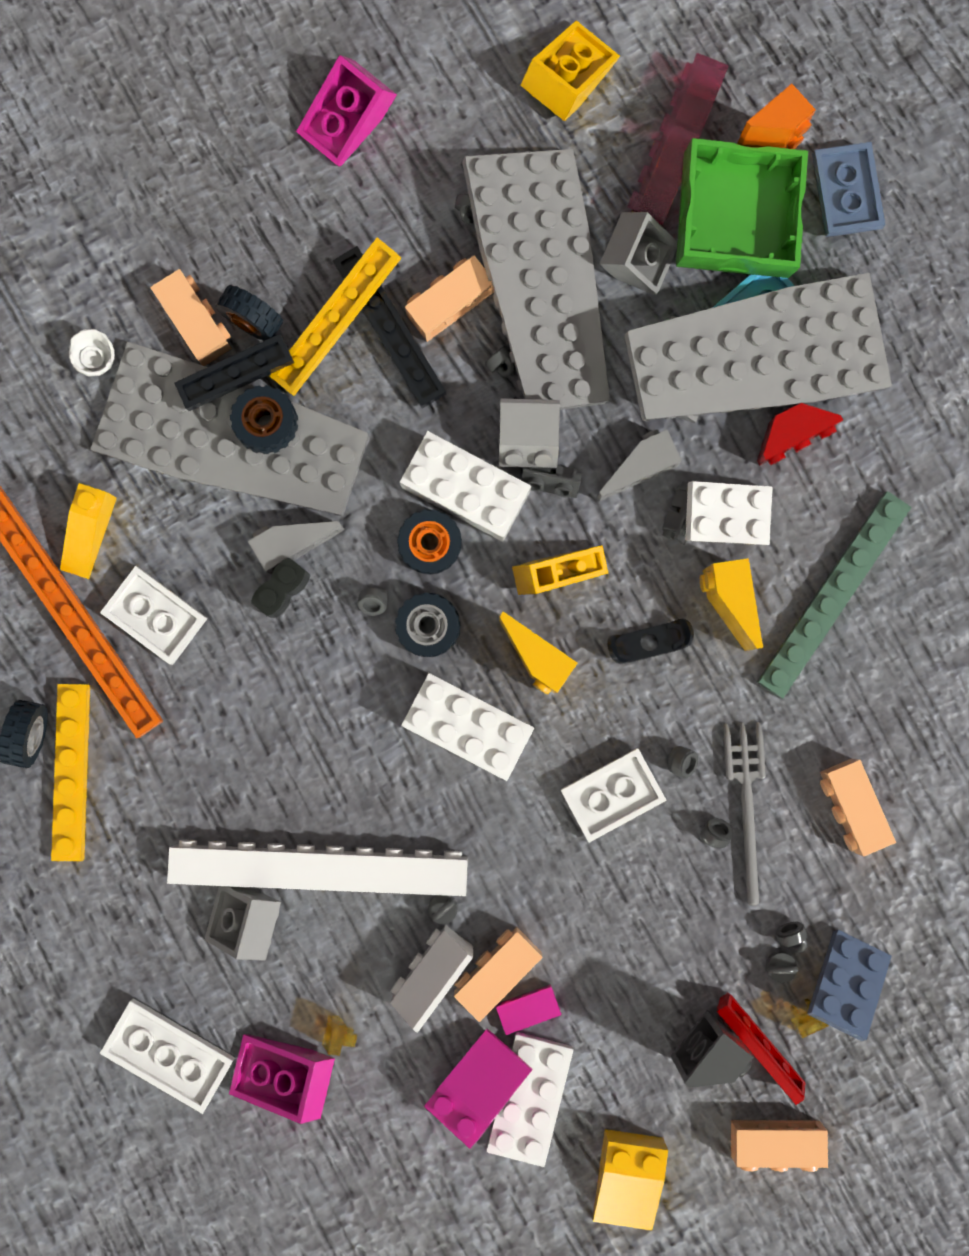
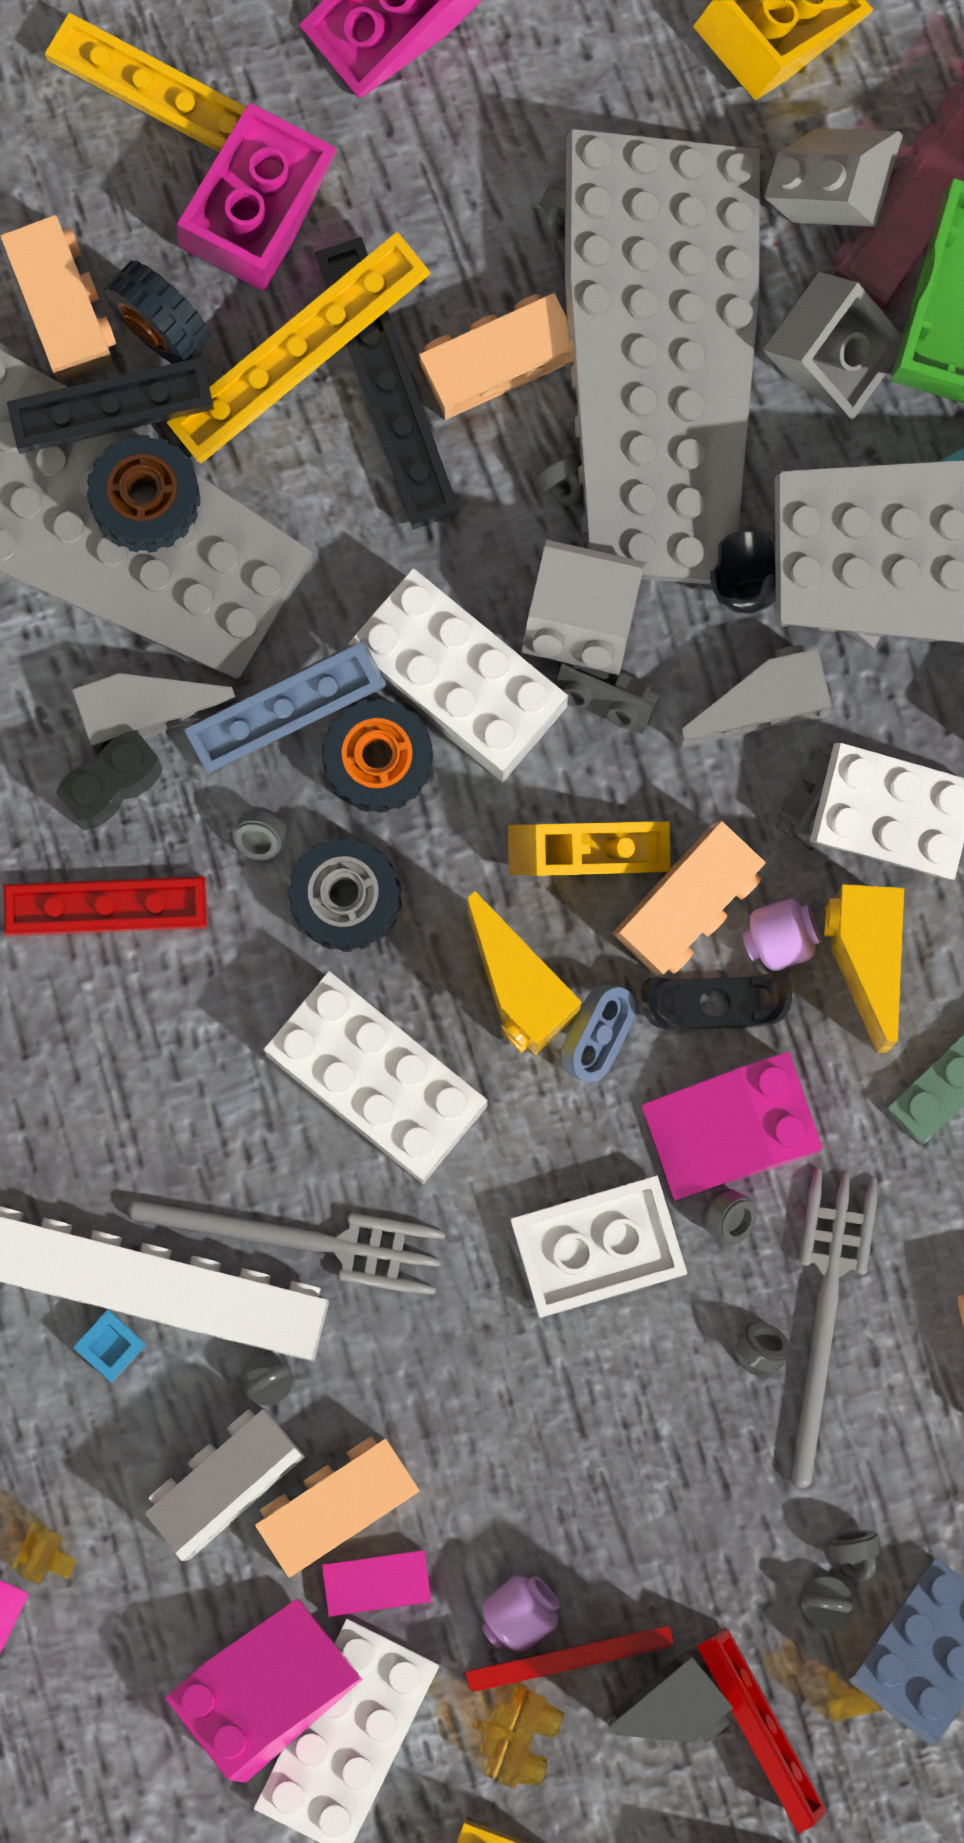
camera: 10 degrees right, 5 degrees down
(240, 190) = (144, 82): none -> yellow plate
(291, 234) = (255, 197): none -> dark pink slope
(294, 659) = (105, 906): none -> red tile
(350, 909) = (110, 1346): none -> dark azure plate
(371, 525) = (285, 706): none -> sand blue plate
(470, 824) = (343, 1246): none -> light grey piece
(587, 674) = (598, 1033): none -> sand blue plate
(613, 1012) = (520, 1614): none -> lavender head
(617, 393) = (745, 571): none -> black hair
(619, 155) = (834, 176): none -> light grey slope
(622, 1081) = (510, 1736): none -> clear yellow hips
(623, 587) = (690, 899): none -> light nougat brick
(645, 1030) = (569, 1658): none -> red tile
(674, 711) = (732, 1126): none -> dark pink slope
(679, 596) = (782, 934): none -> lavender head

